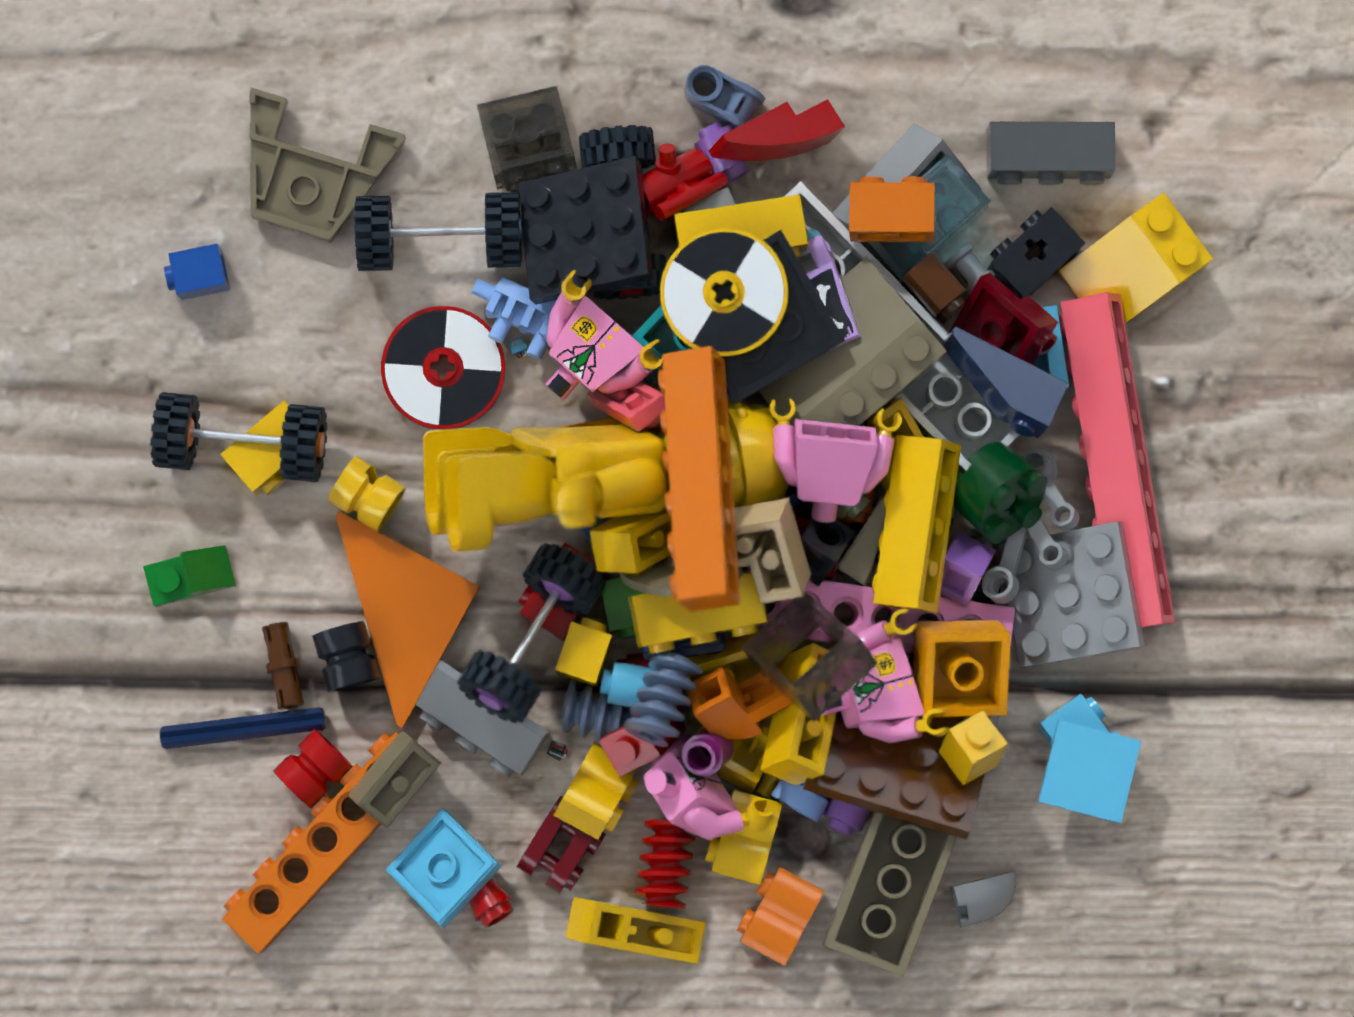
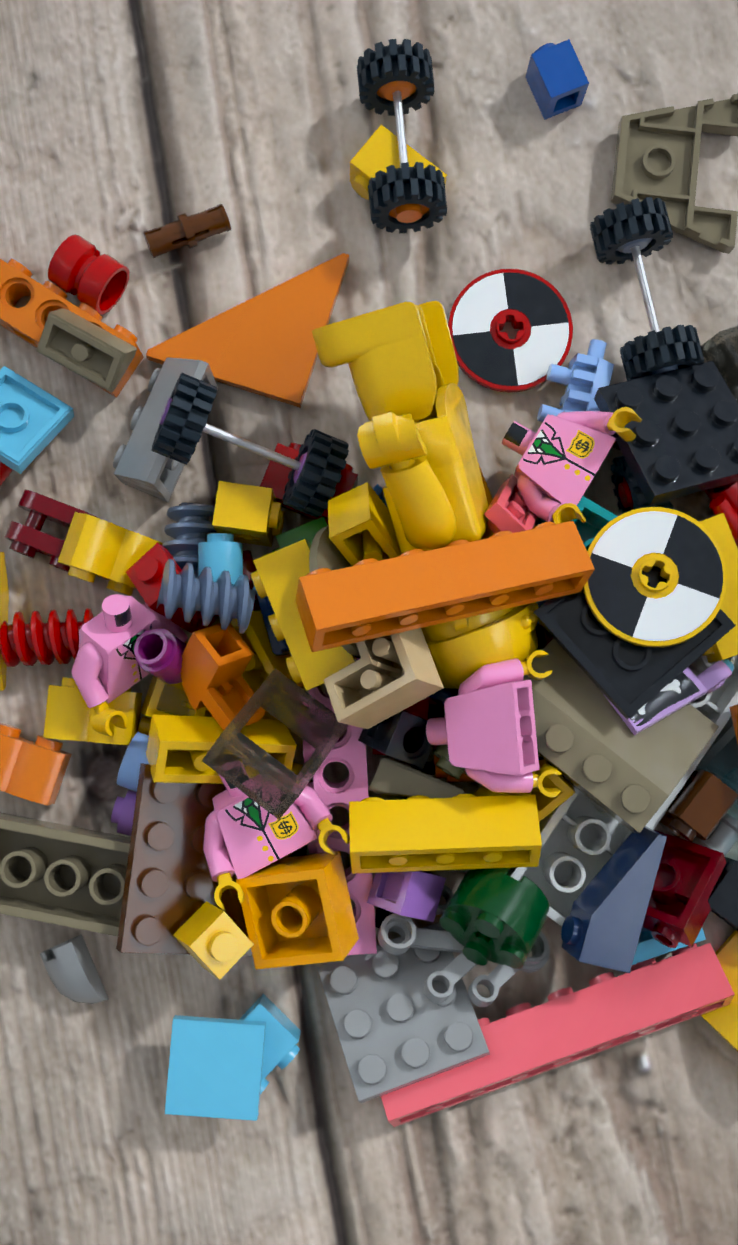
camera: 75 degrees right, 0 degrees up
(189, 575) = (260, 130): green slope -> none
(242, 728) = (120, 206): dark blue axle -> none
(346, 656) = (205, 285): black wheel -> none
(366, 493) = (373, 269): yellow wheel -> none
(518, 346) = (545, 398): medium azure piece -> none
(557, 750) = (152, 511): dark grey piece -> none

